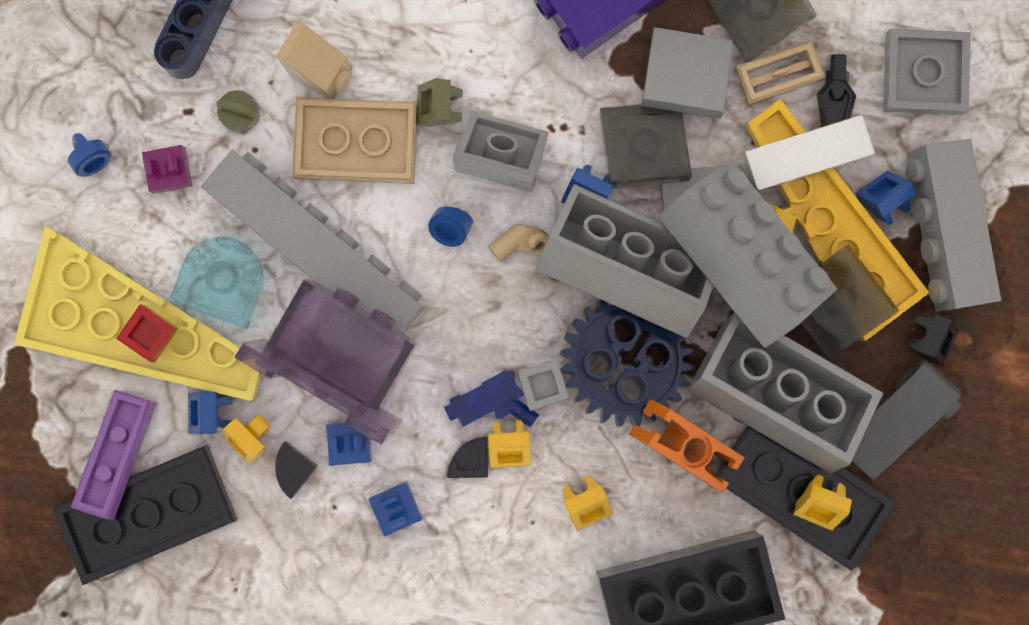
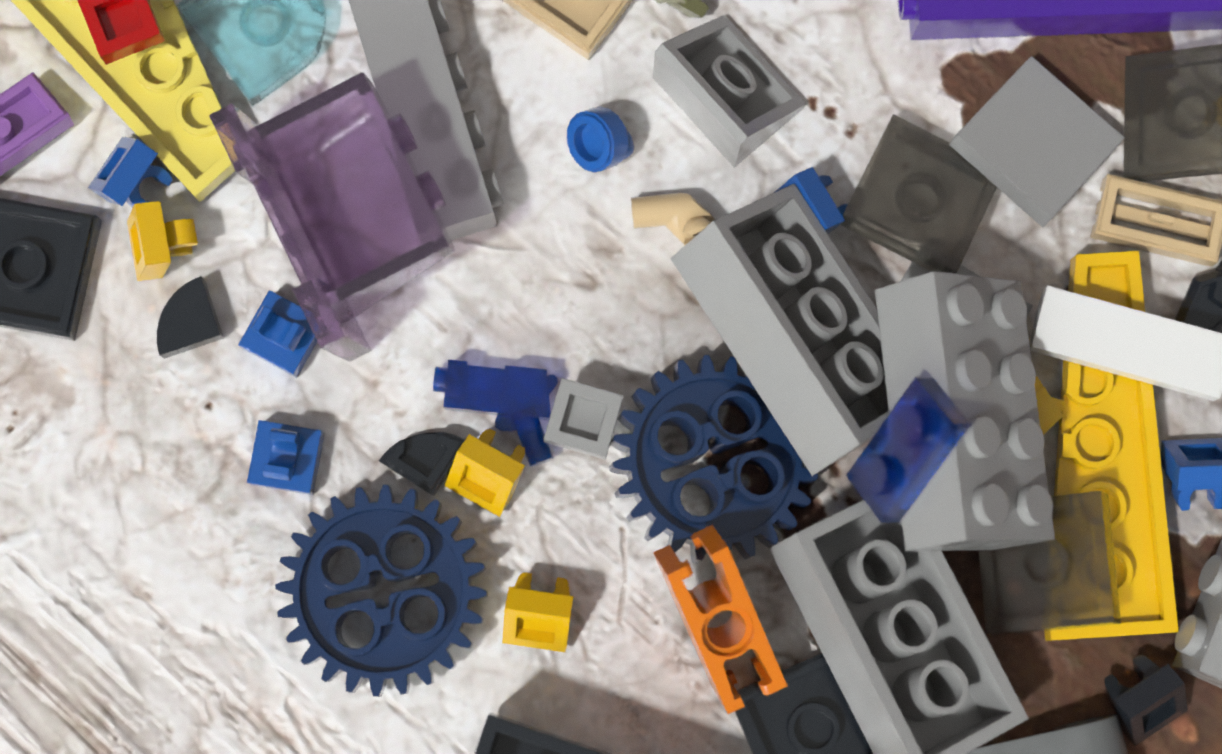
camera: 30 degrees right, 5 degrees down
(523, 571) = (394, 648): none -> dark blue gear
(733, 294) = (908, 449): none -> clear blue plate

